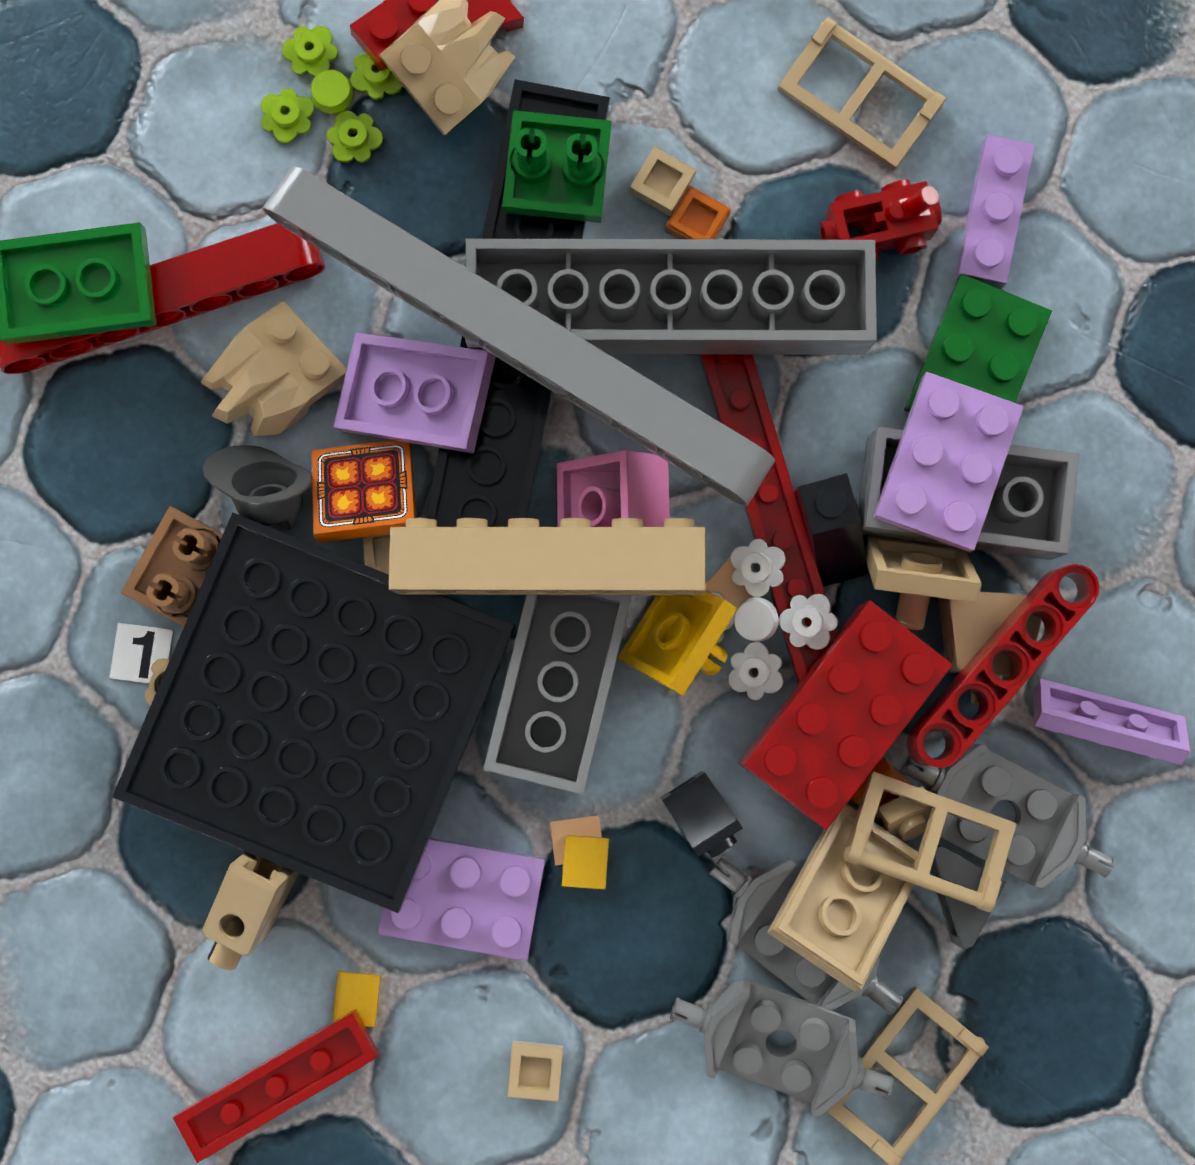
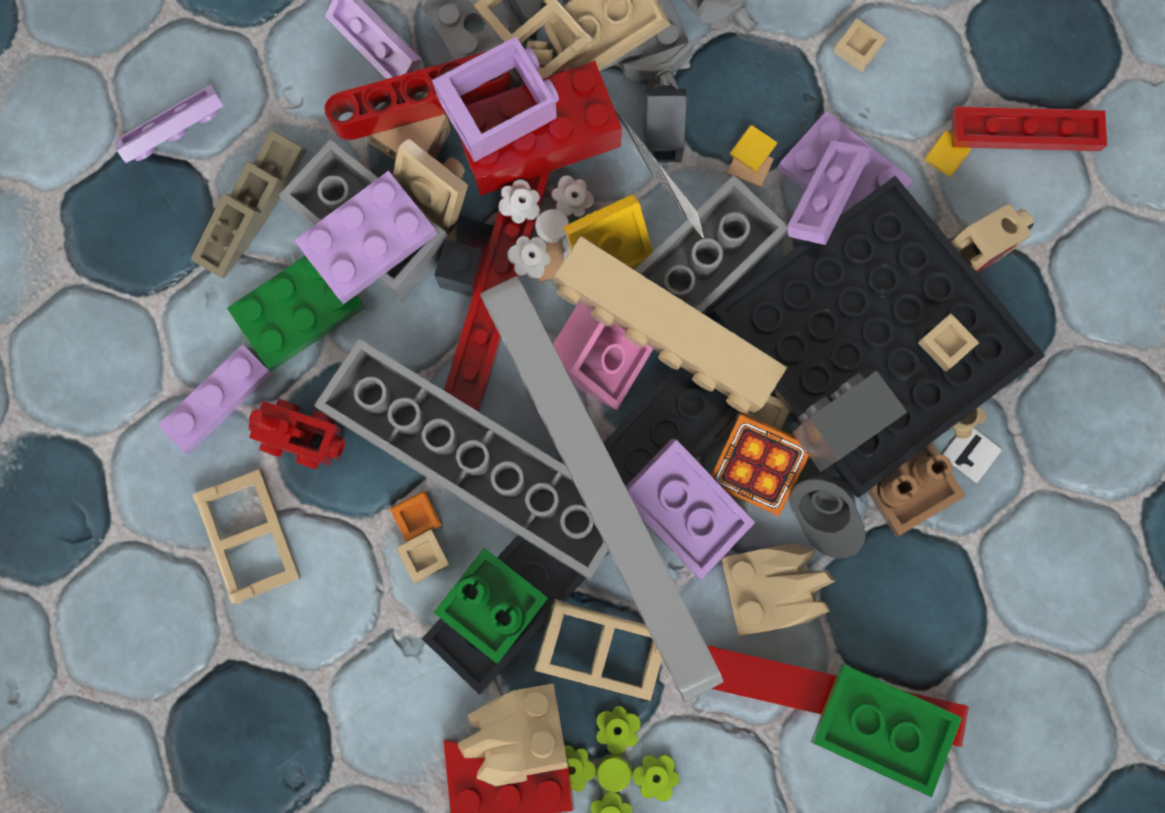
camera: 145 degrees left, 5 degrees down
(227, 738) = (948, 342): none -> tan plate
(286, 568) = (854, 416): none -> dark grey brick
(407, 169) = (595, 676): none -> tan window
(463, 843) = (828, 192): none -> lavender plate
(674, 744) = (660, 175): none -> white sticker
(932, 649) = (483, 69): none -> lavender window
(1111, 442) = (249, 205): none -> dark tan slope

